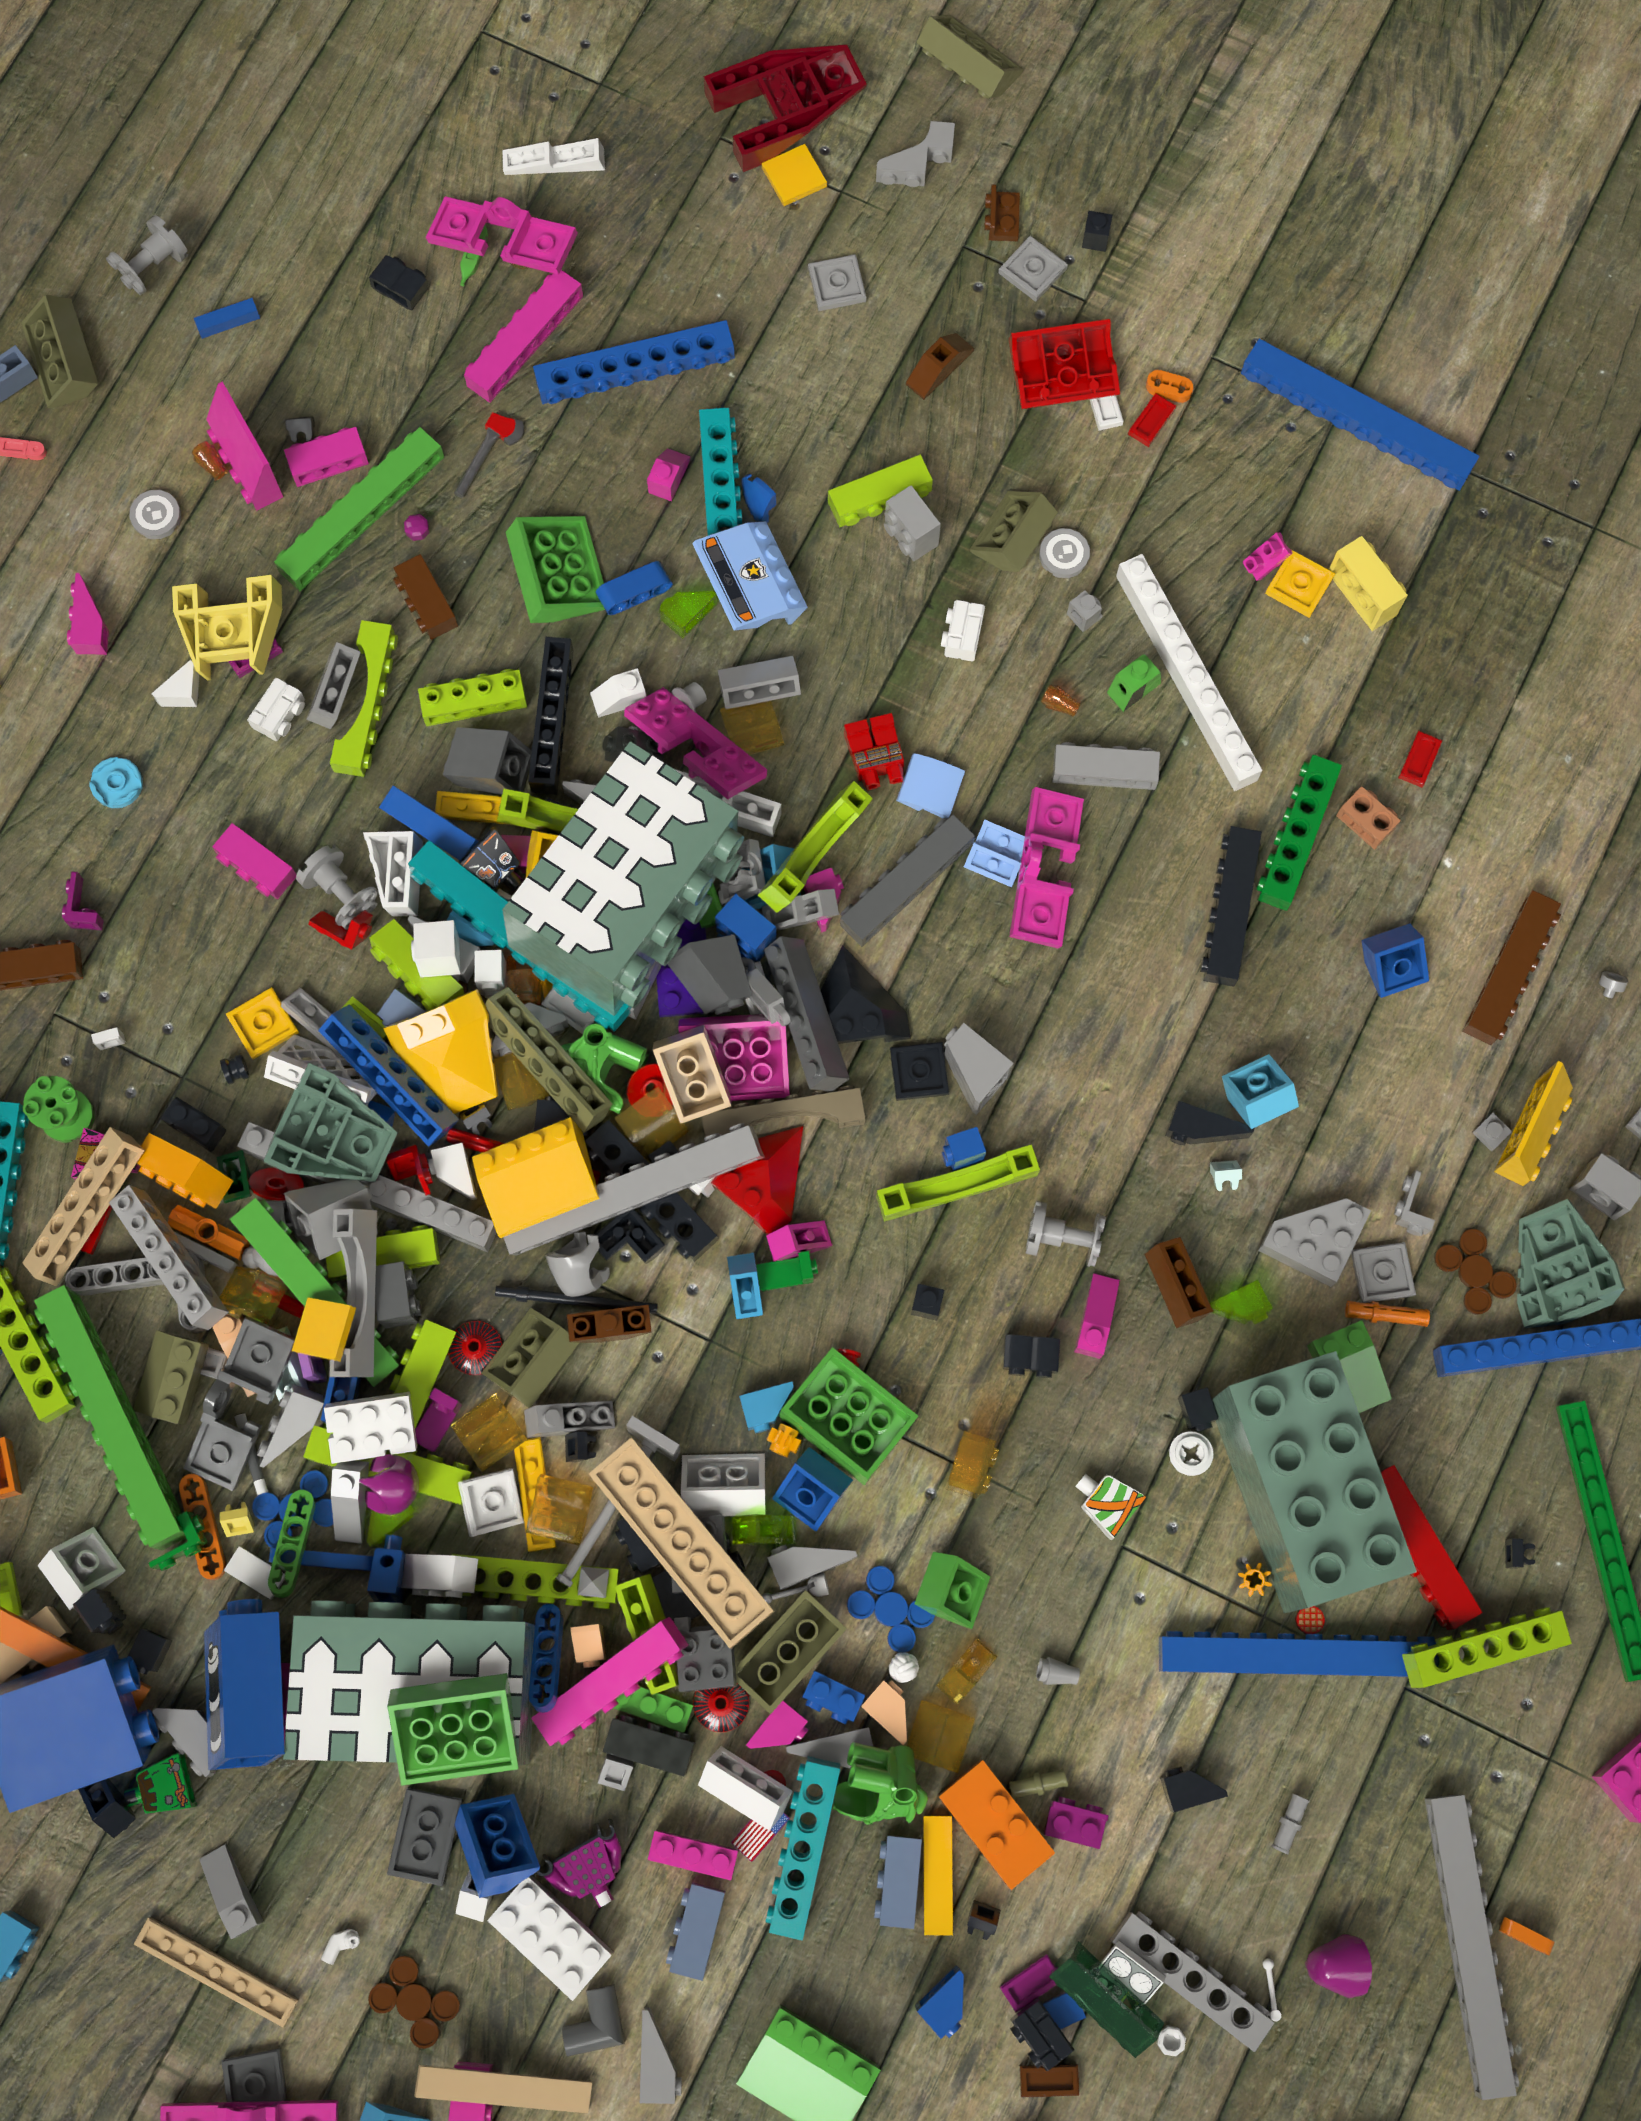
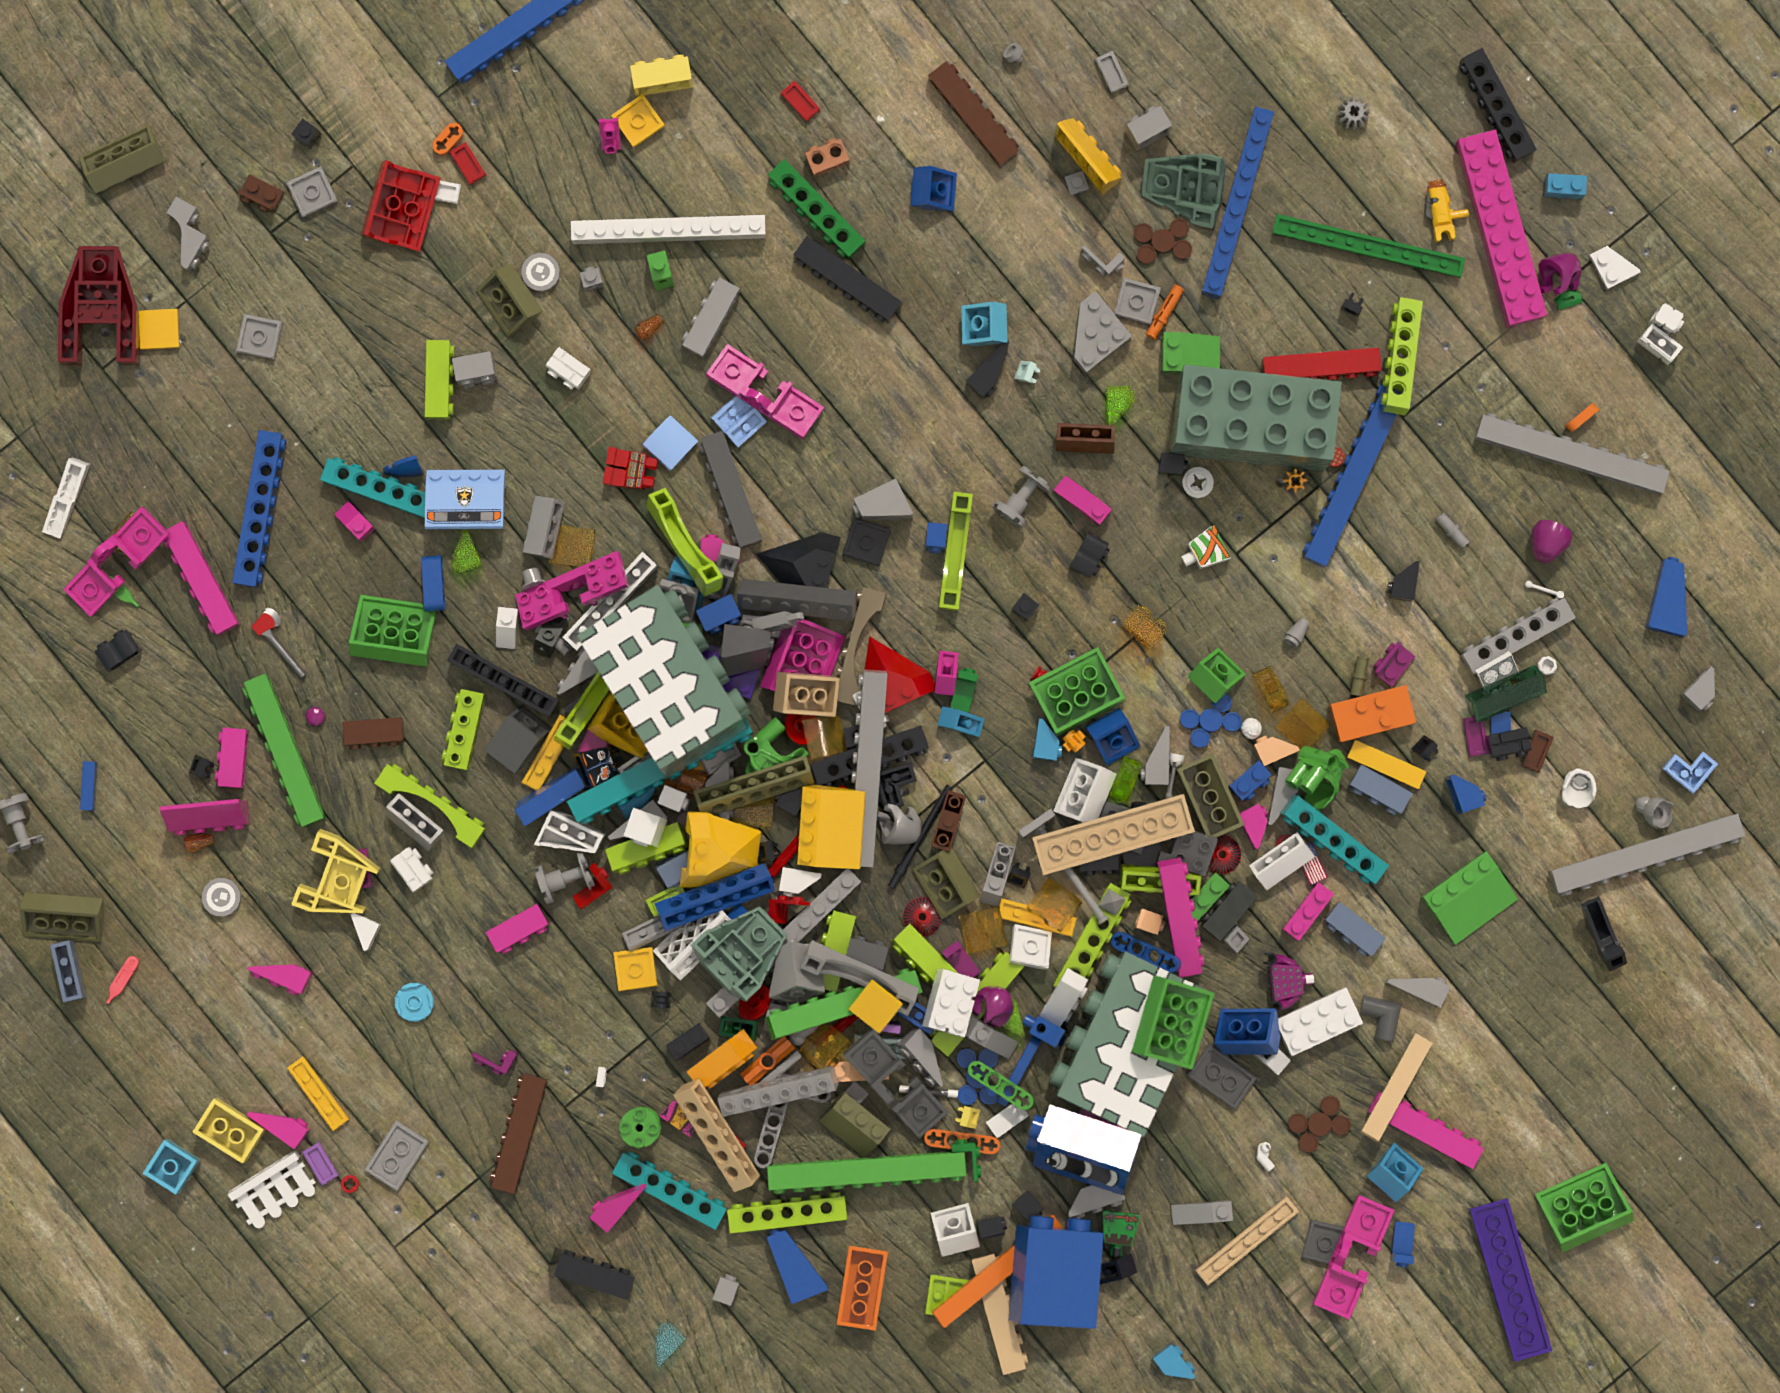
camera: 65 degrees left, 10 degrees up
(938, 364) = (358, 293): reddish brown slope -> none

